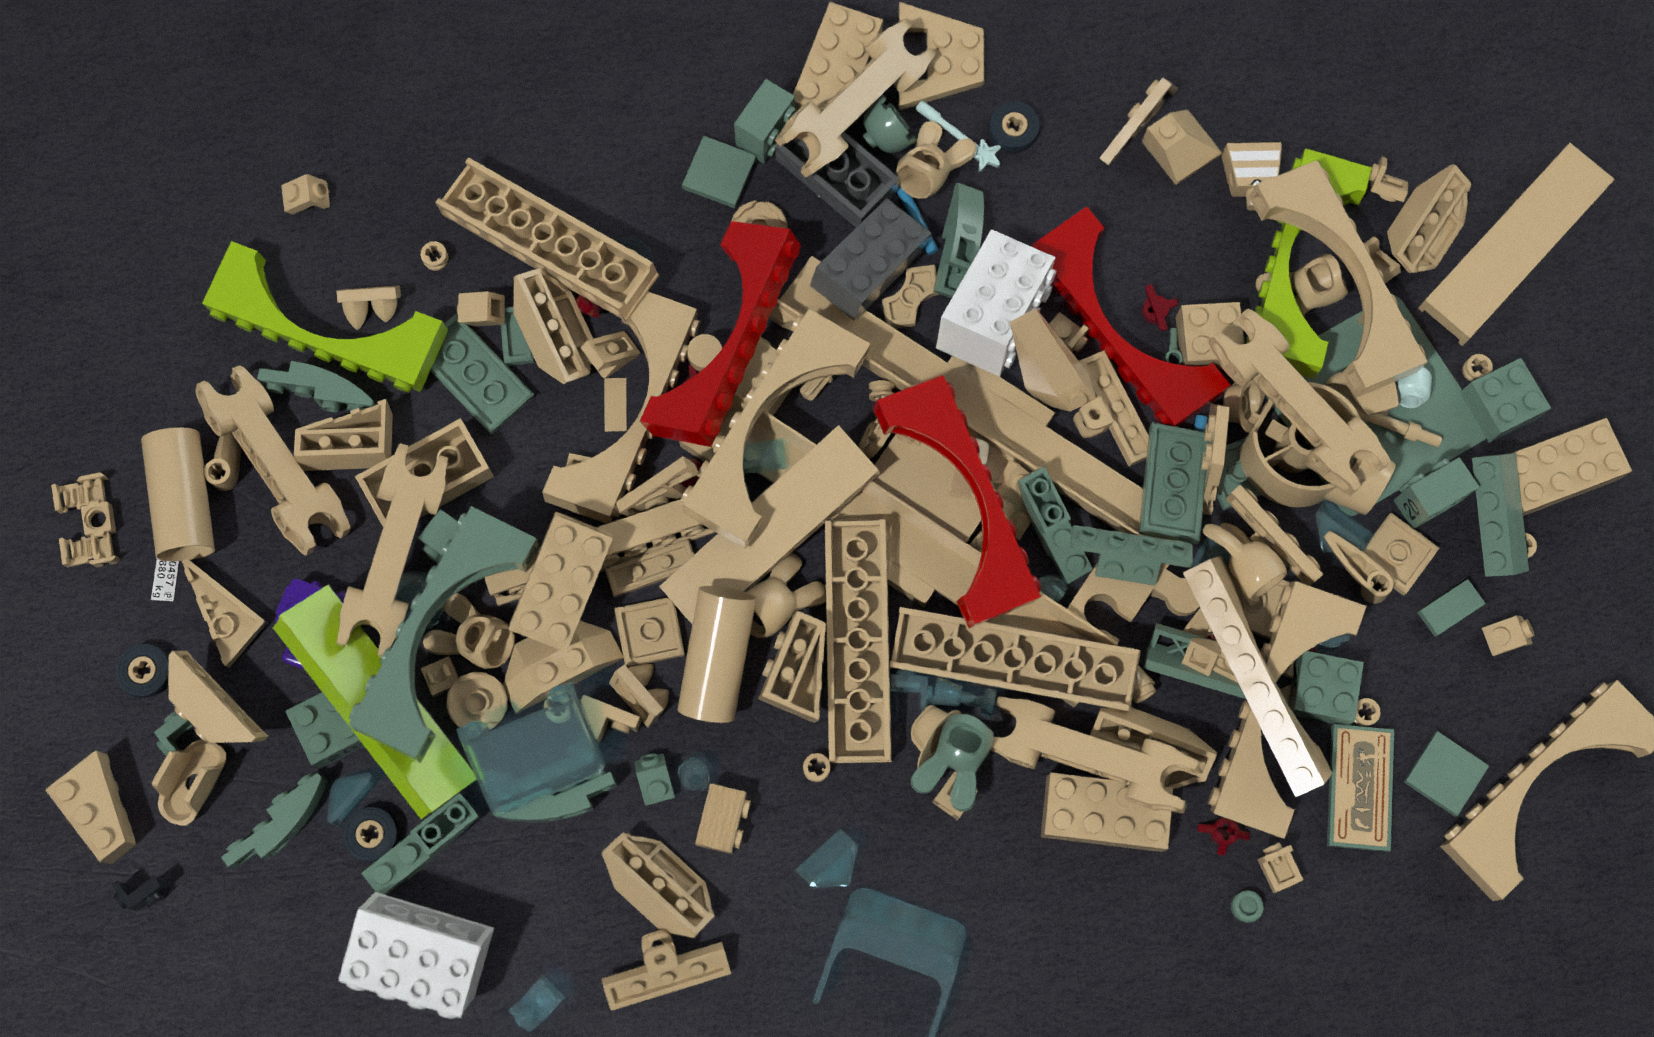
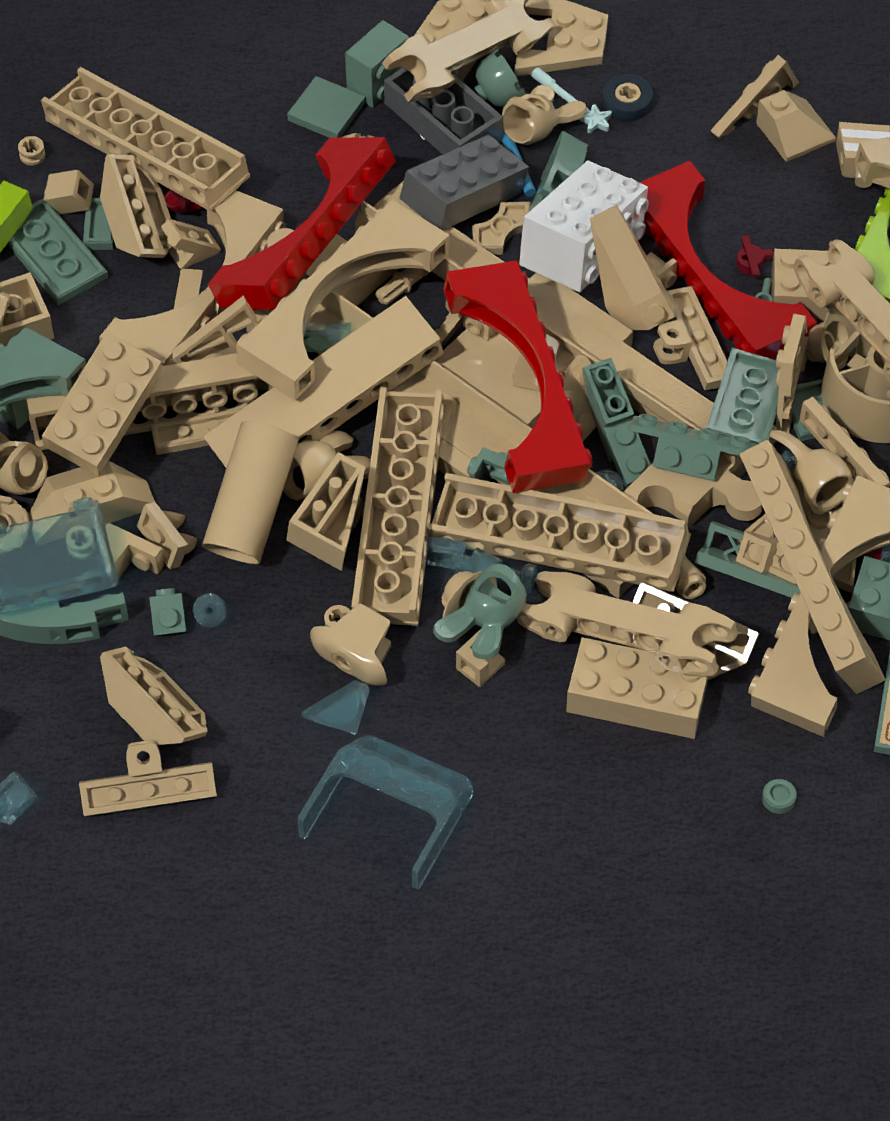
camera: 10 degrees right, 20 degrees down
(649, 632) = (186, 484): tan tile -> none
(722, 819) = (231, 653): tan brick -> none
(839, 799) = (356, 644): none -> tan piece
(949, 591) = (488, 464): none -> sand green bracket
(1222, 836) = (760, 730): dark red piece -> none
(1279, 867) = (817, 757): tan bracket -> none

